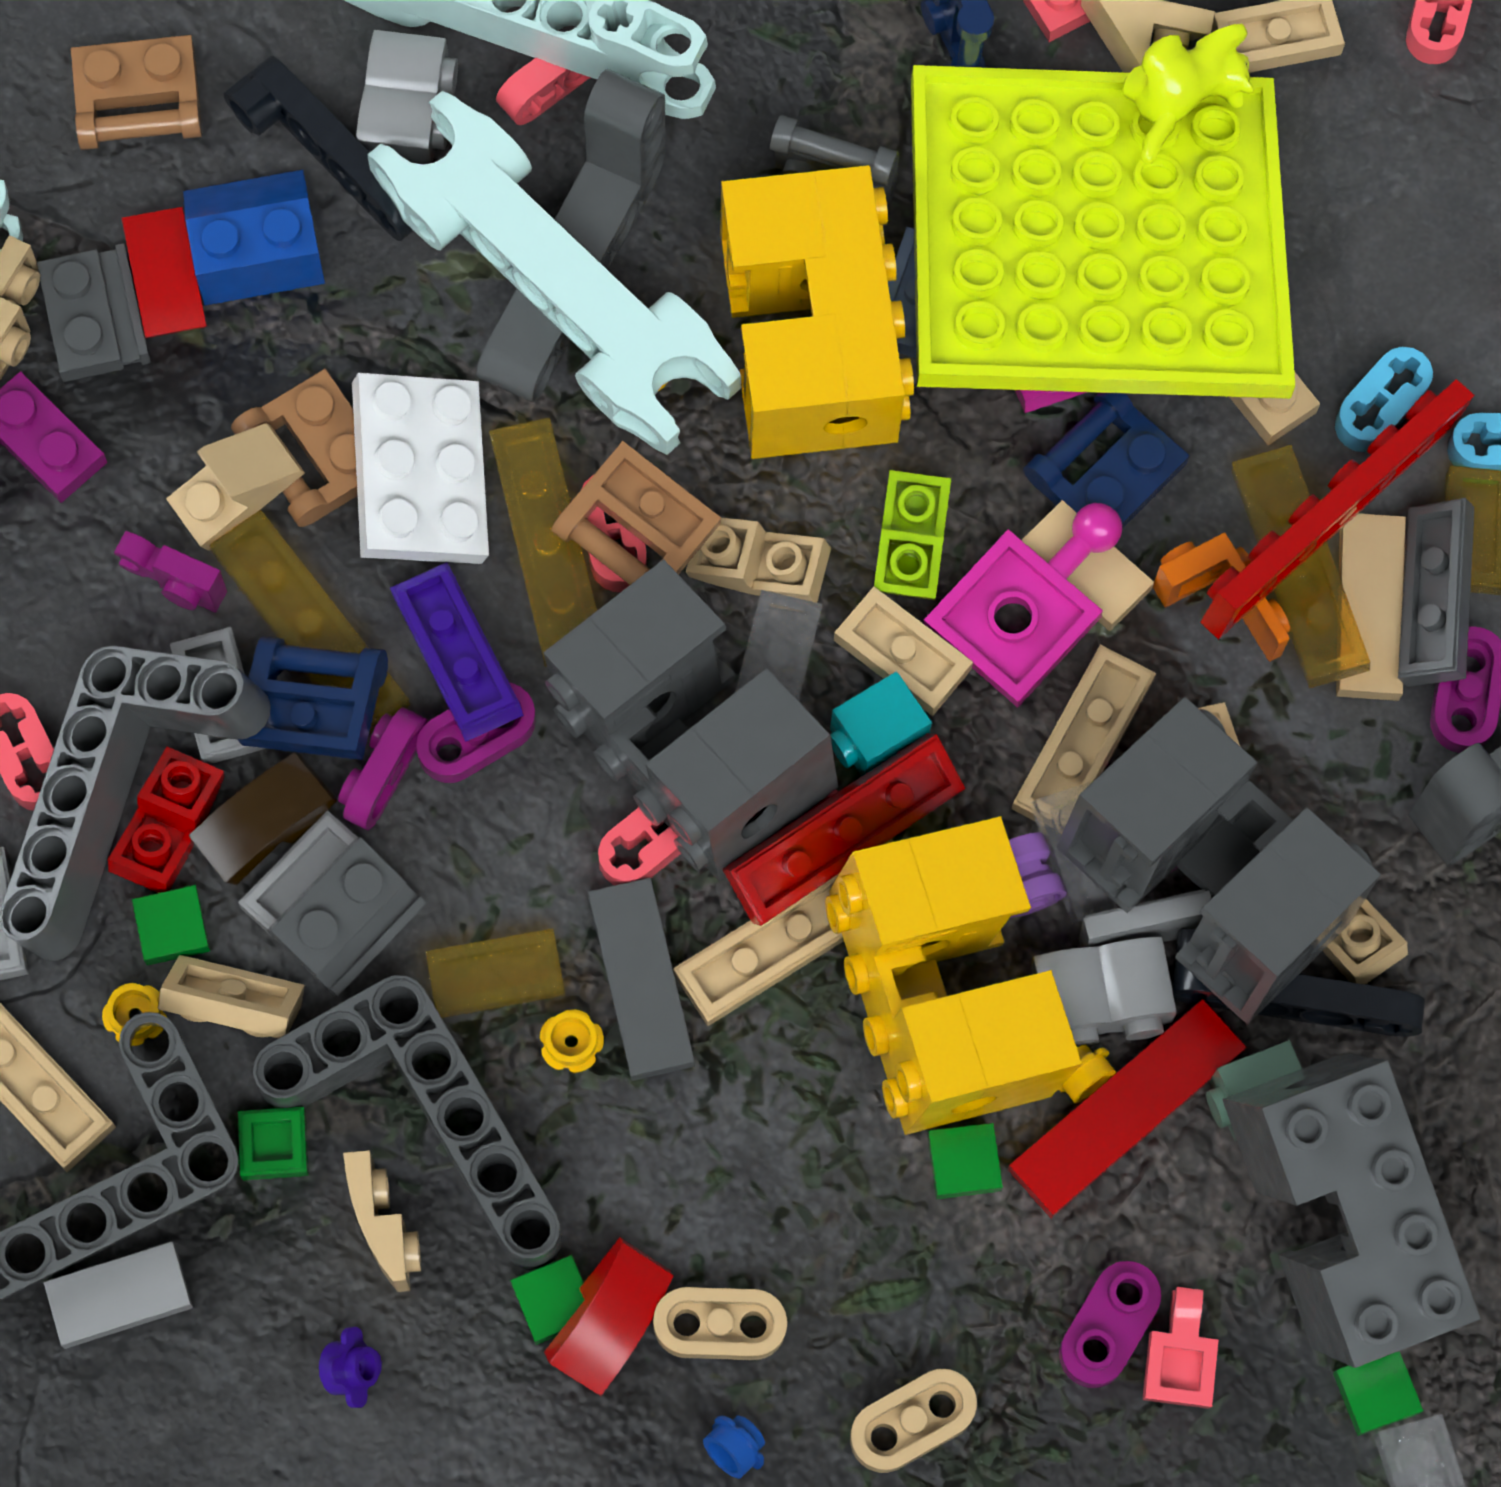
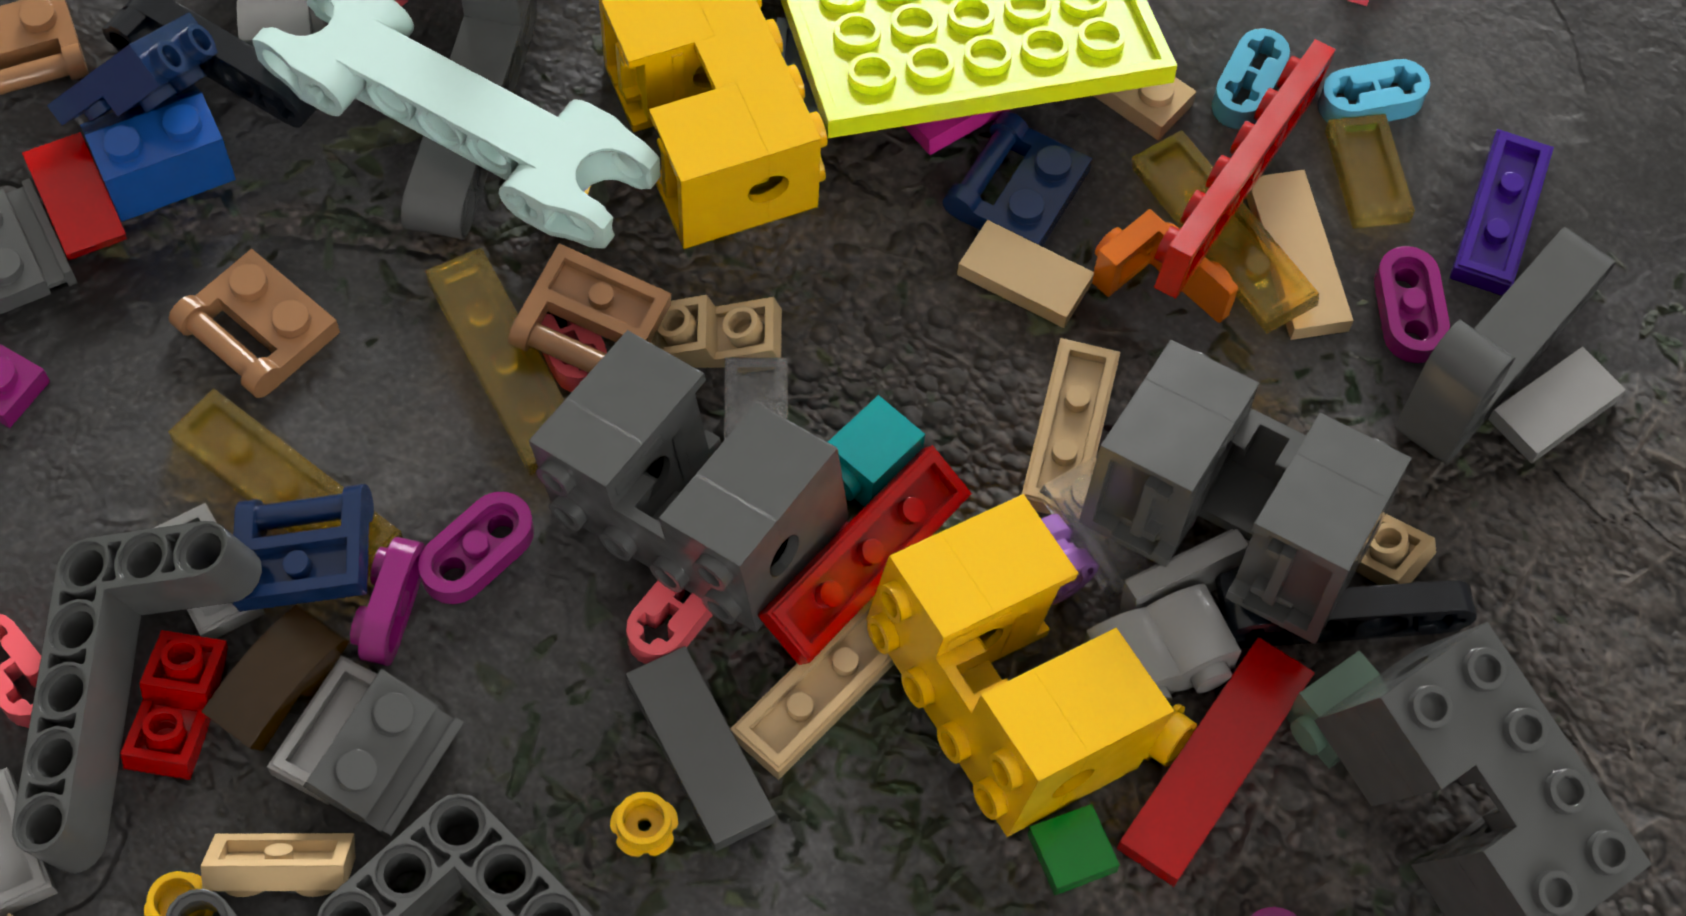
camera: 15 degrees left, 10 degrees down
(171, 925) = (200, 806): green tile -> none
(181, 577) = (143, 463): magenta plate -> none
(235, 484) = (186, 364): tan slope -> none
(251, 164) = (141, 73): none -> dark blue plate
(419, 469) = (364, 317): white plate -> none
(456, 652) = (440, 475): dark purple tile -> none
(495, 973) = (550, 776): clear yellow tile -> none
(894, 640) = (858, 372): tan plate -> none
(912, 534) = (855, 280): lime slope -> none
(1018, 575) = (968, 291): dark pink plate -> none
(1436, 592) = (1356, 226): dark grey tile -> none

